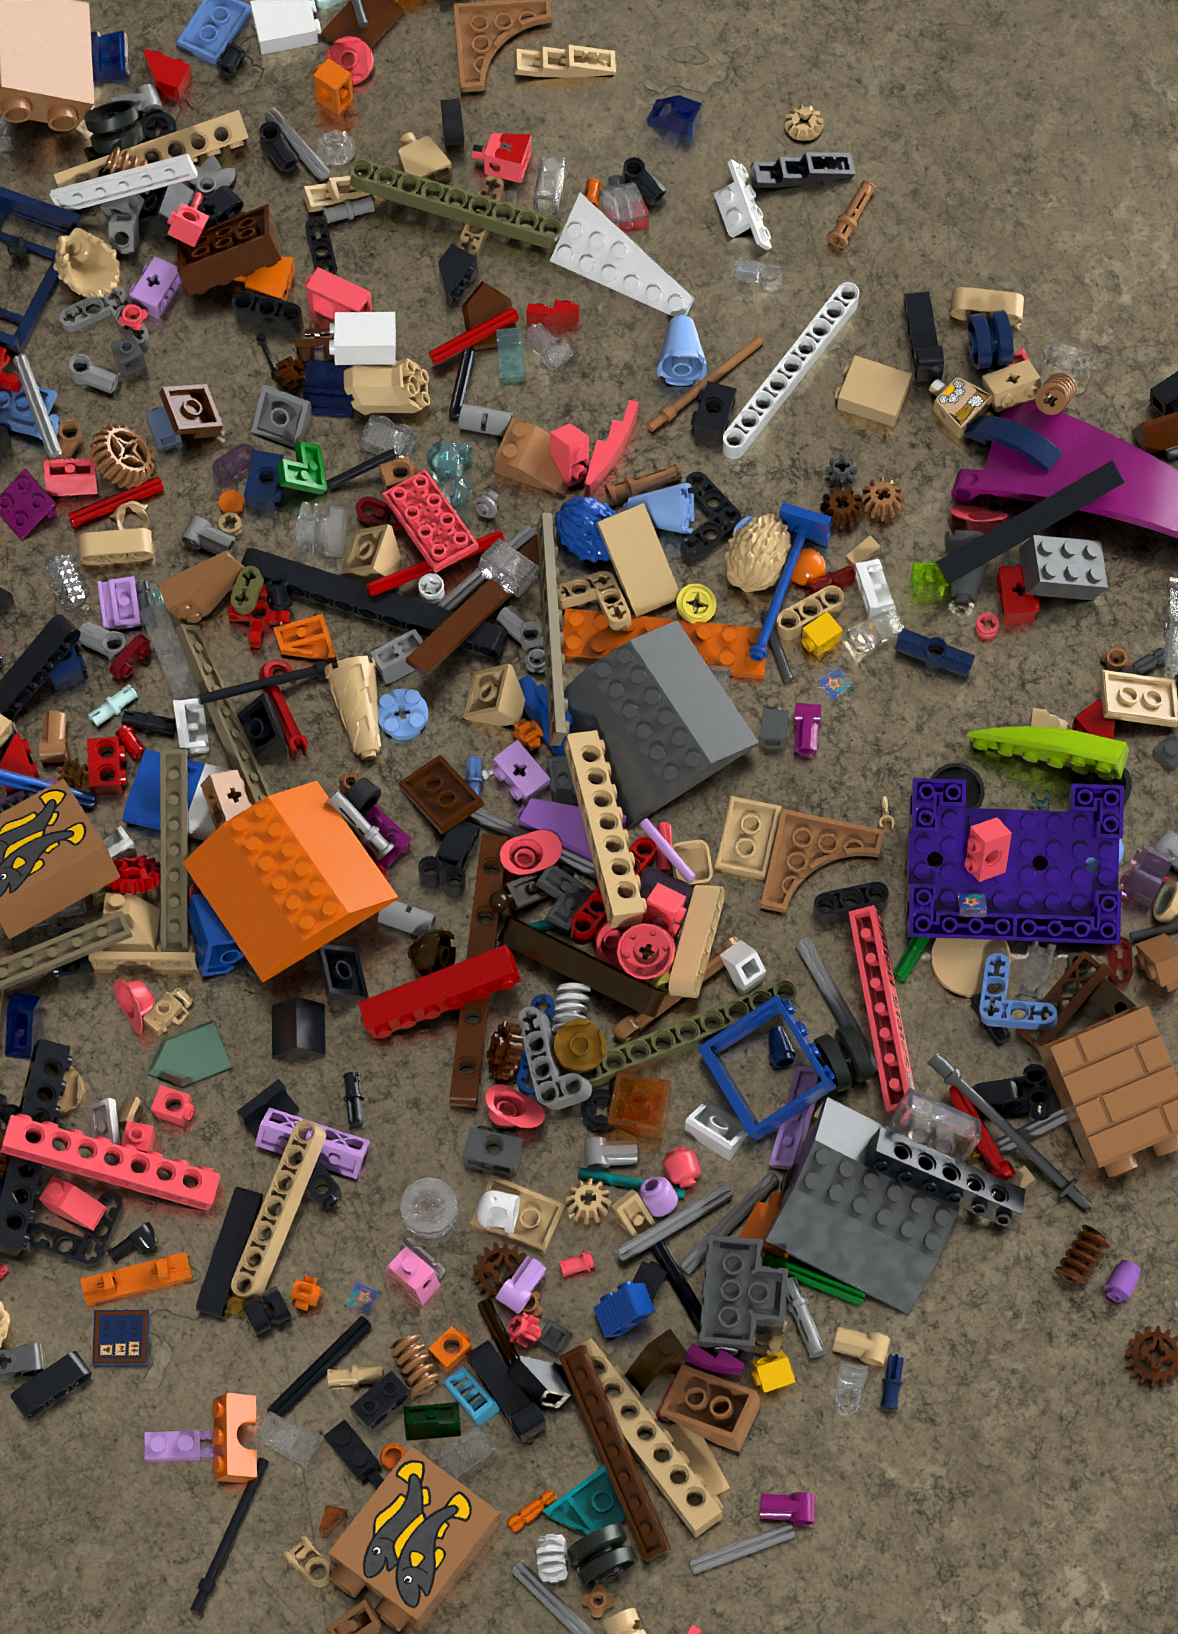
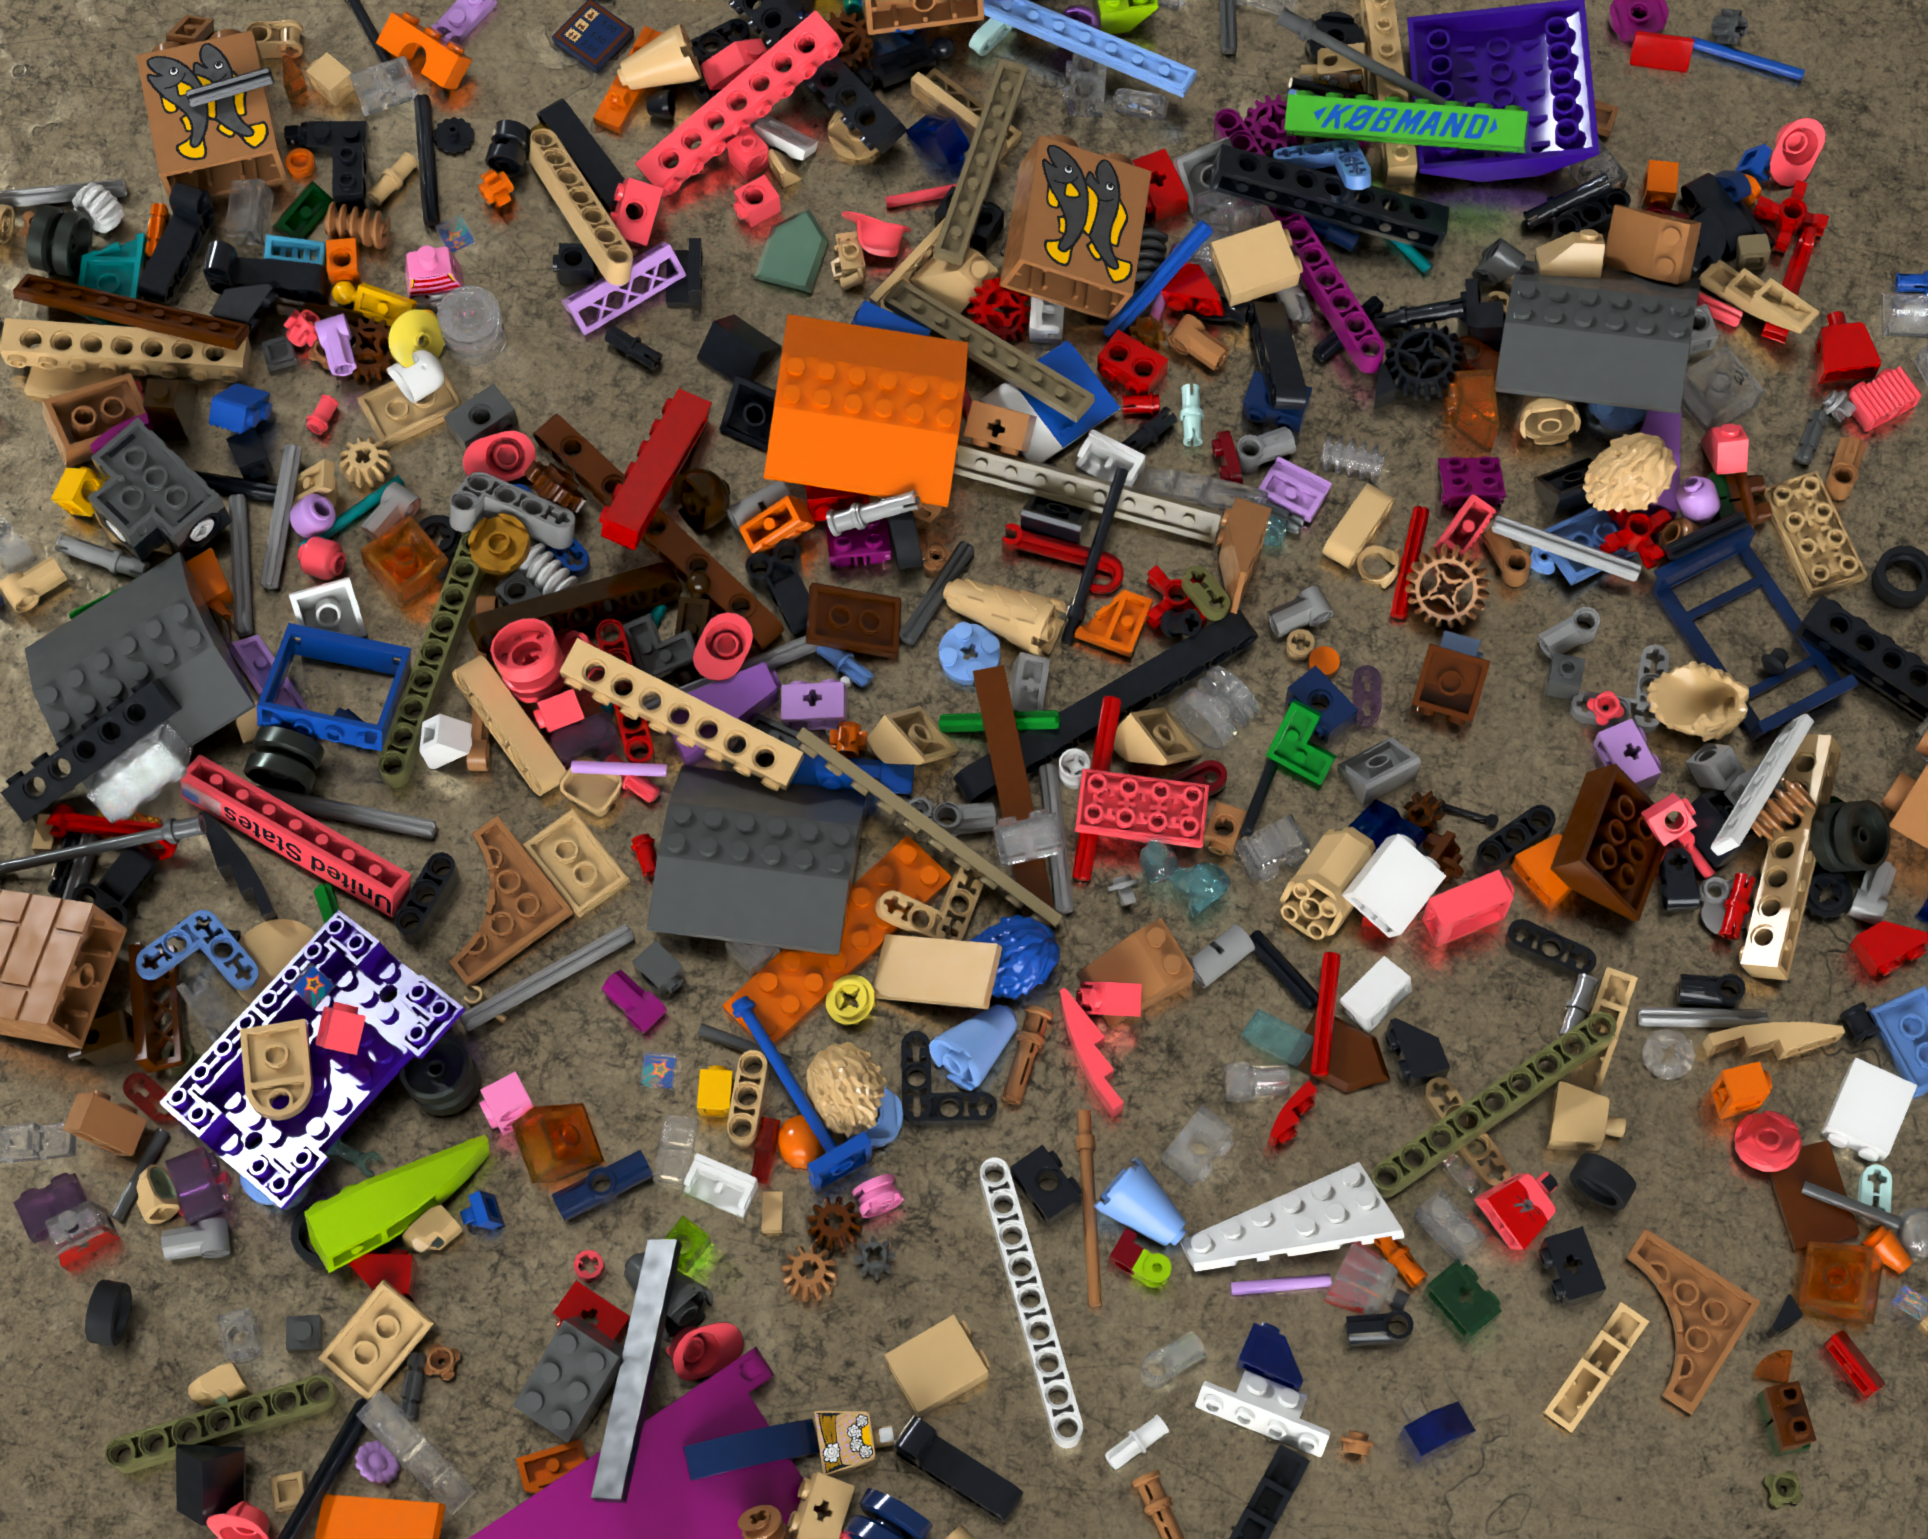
camera: 130 degrees right, 0 degrees up
(71, 1001) = (917, 196): none -> coral bar
(116, 1249) = (661, 62): none -> tan cone
(211, 164) = (1737, 906): none -> red pin
(249, 1171) = (646, 199): none -> coral brick
(276, 92) = (1784, 1038): none -> tan slope
(282, 1368) = (453, 135): none -> black piece
(310, 1491) = (330, 79): none -> tan brick
(376, 765) = (934, 594): none -> dark grey axle
(390, 1520) = (229, 86): none -> axle
(416, 886) = (777, 523): none -> orange brick
(435, 318) = (1376, 994): none -> white hinge
(447, 665) = (1024, 721): none -> green axle
(461, 1290) = (373, 301): none -> yellow plate
(470, 1240) = (406, 332): none -> light yellow dish
(517, 108) = (1574, 1249): none -> black brick
(534, 1478) = (178, 244): none -> black beam
(593, 140) = (1468, 1317): none -> clear green brick
(605, 1007) = (515, 584): none -> dark grey brick
(610, 358) = (1202, 1128): none -> clear brick
(660, 253) = (1280, 1284): none -> lavender bar
(703, 802) = (645, 853): none -> red pin
(710, 226) = (1270, 1356): none -> clear blue slope
(714, 325) = (1138, 1262): none -> leg
(719, 149) = (1357, 1442): none -> medium nougat plate
(804, 493) = (877, 1196): none -> bright pink wheel
(820, 260) = (1136, 1442): none -> white axle
(836, 789) = (547, 977): none -> light grey axle
(932, 1040) = (233, 862): none -> black slope
(933, 698) = (557, 1142): none -> clear orange slope
(938, 737) = (505, 1102): none -> bright pink brick
(1011, 706) = (483, 1211): none -> blue tile
(1038, 878) = (275, 1065): none -> tan tile
(1042, 1141) = (62, 870): none -> black axle
(1120, 545) = (548, 1465): none -> orange wing

